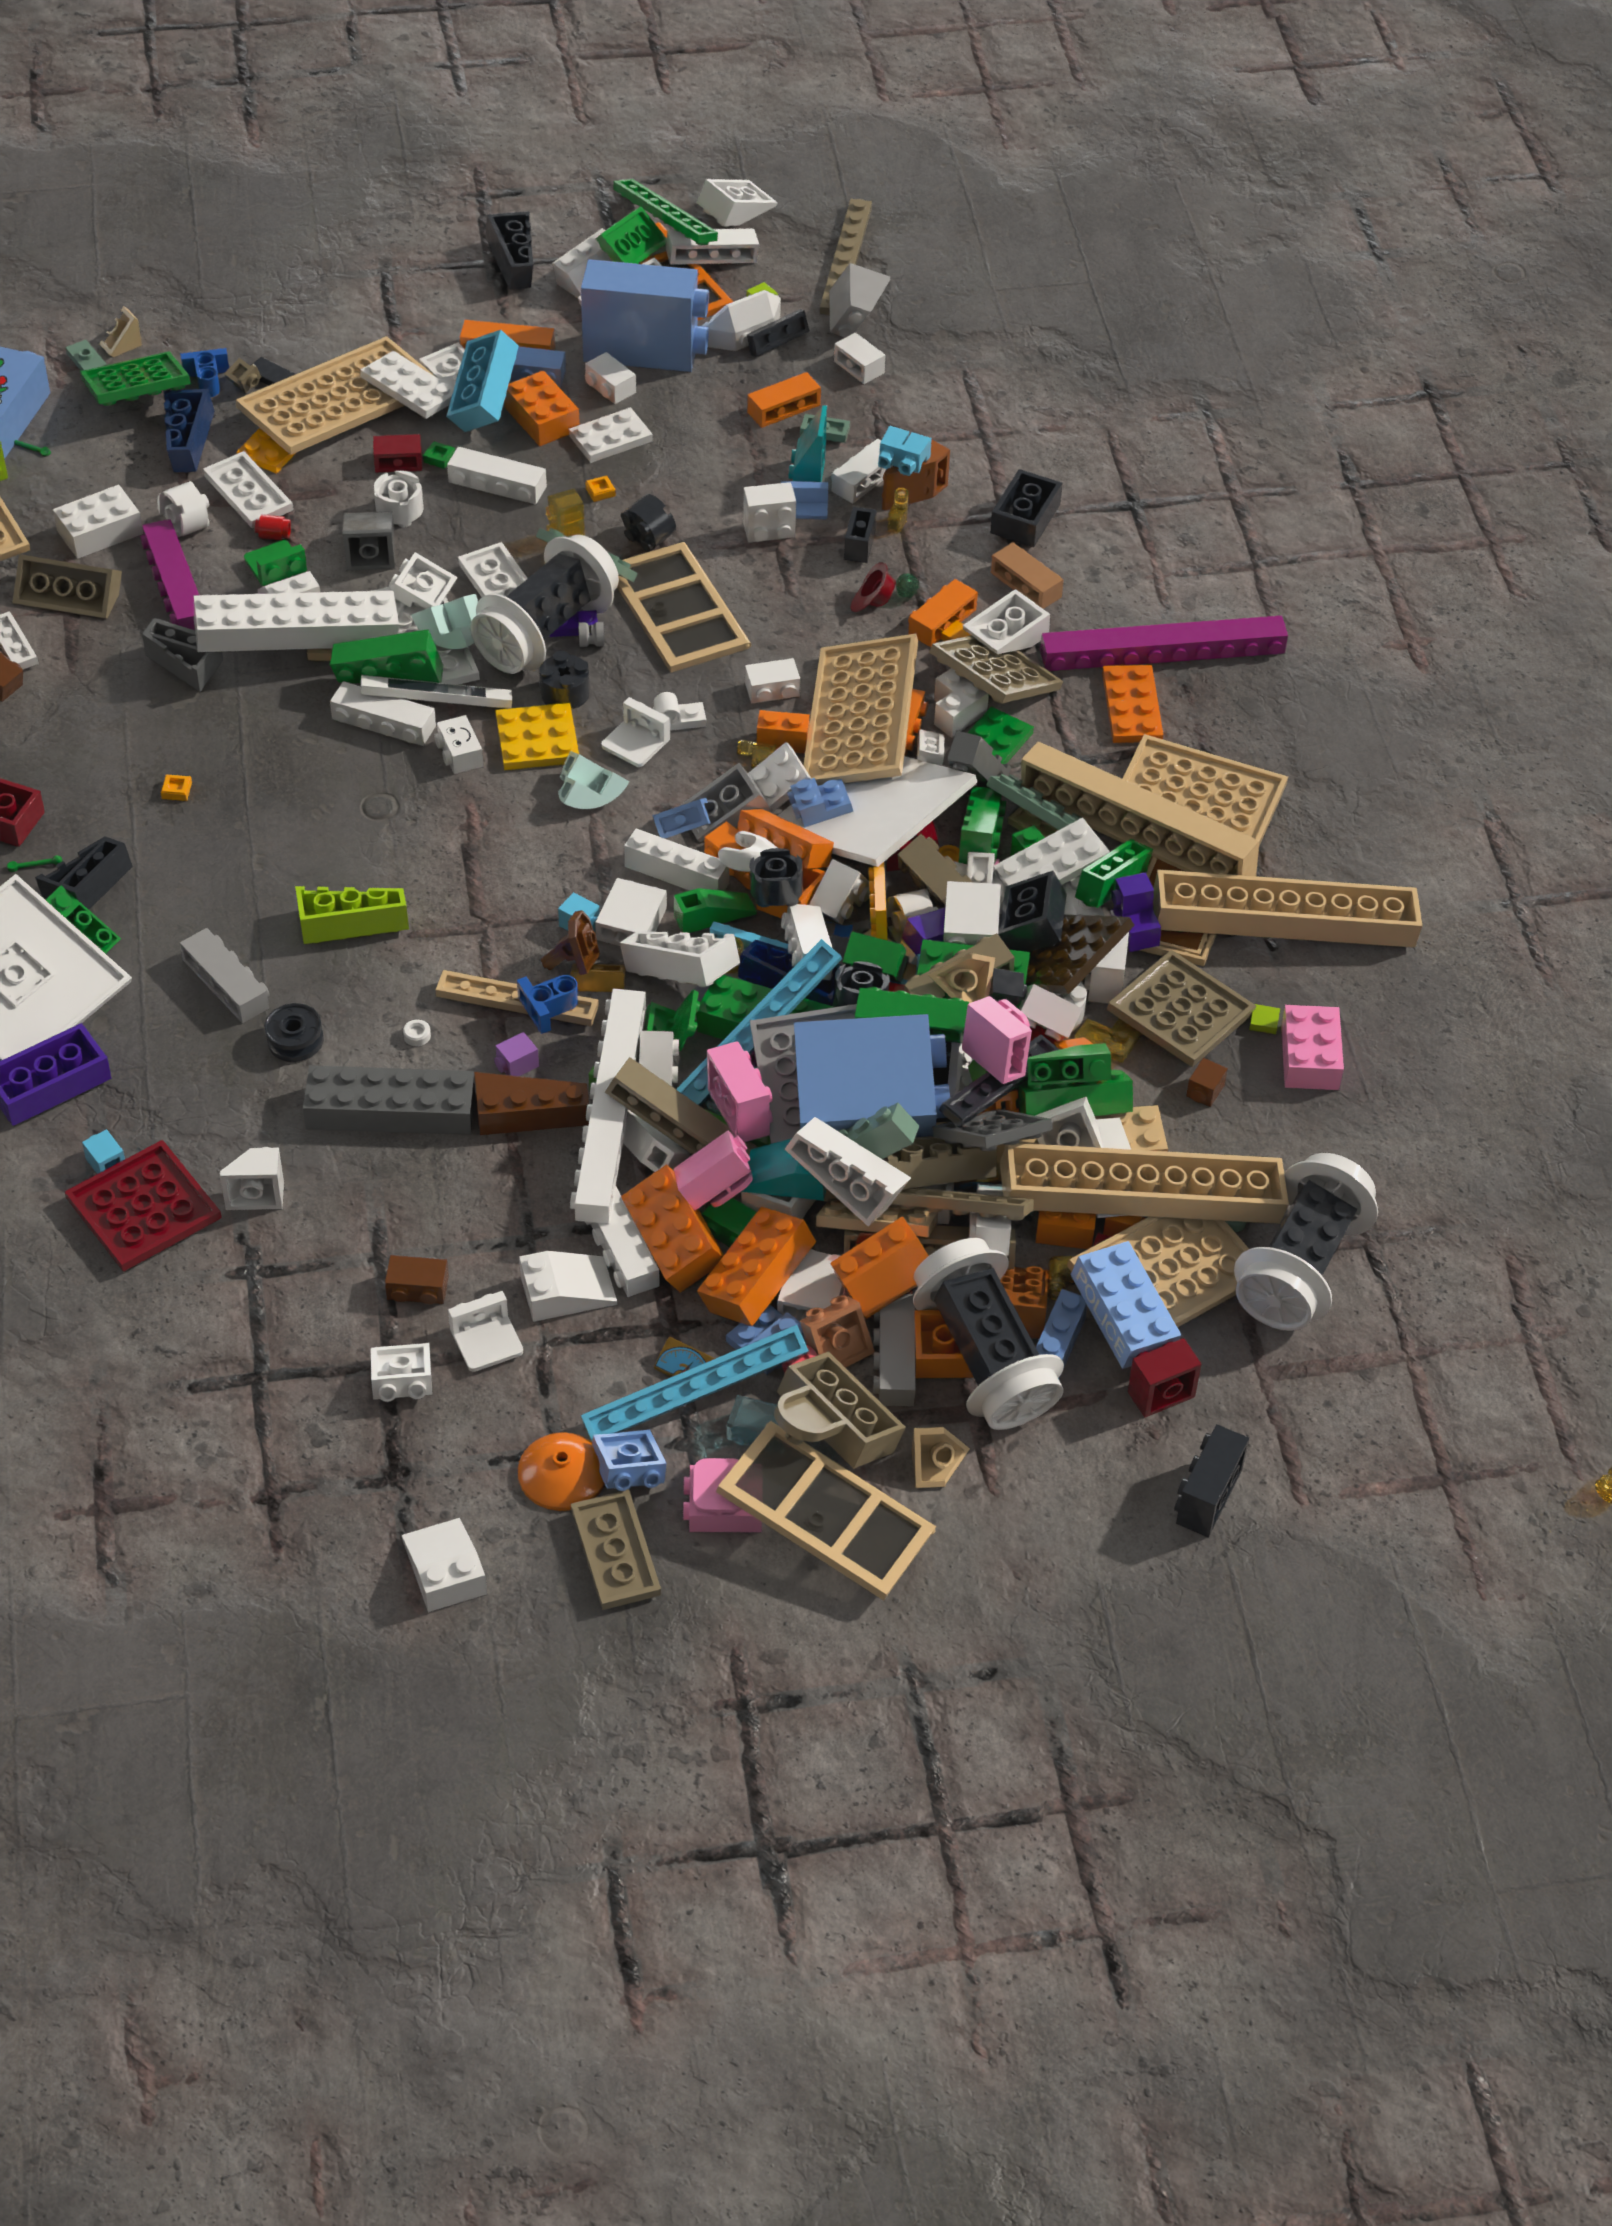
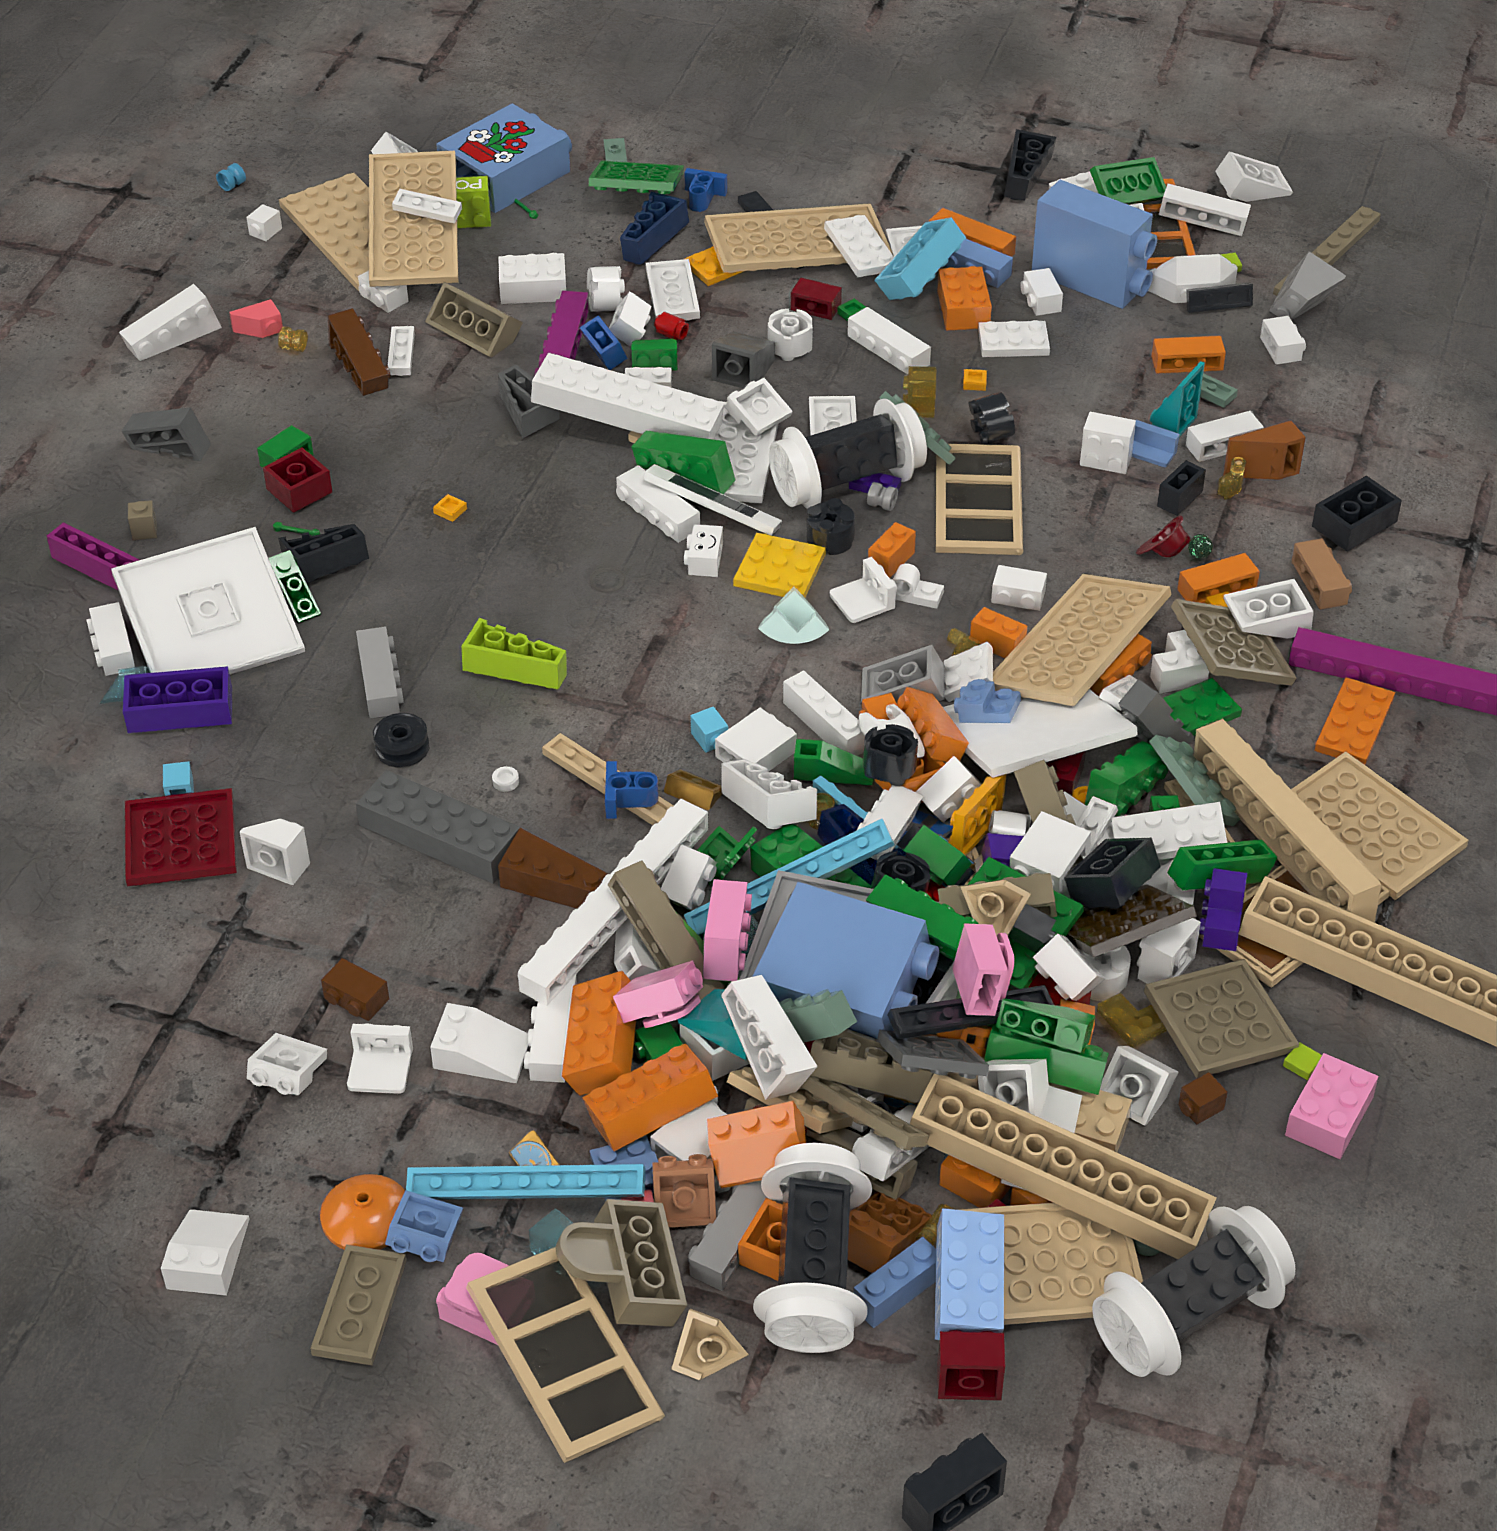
camera: 30 degrees right, 5 degrees down
(124, 335) = (655, 144): tan slope -> none
(220, 566) = (603, 342): none -> blue brick
(229, 533) = (630, 319): none -> white brick
(243, 375) = (730, 200): dark tan bracket -> none
(449, 622) = (753, 444): light aqua brick -> none
(516, 1055) = (572, 829): medium lavender brick -> none
(577, 945) = (686, 752): reddish brown piece -> none
(635, 680) = (893, 548): none -> orange brick
(666, 211) = (1177, 169): green plate -> none
(682, 818) = (854, 677): medium blue panel -> none
(903, 450) = (1255, 423): medium azure hips -> none
(1153, 1087) = (1139, 1079): none -> white slope

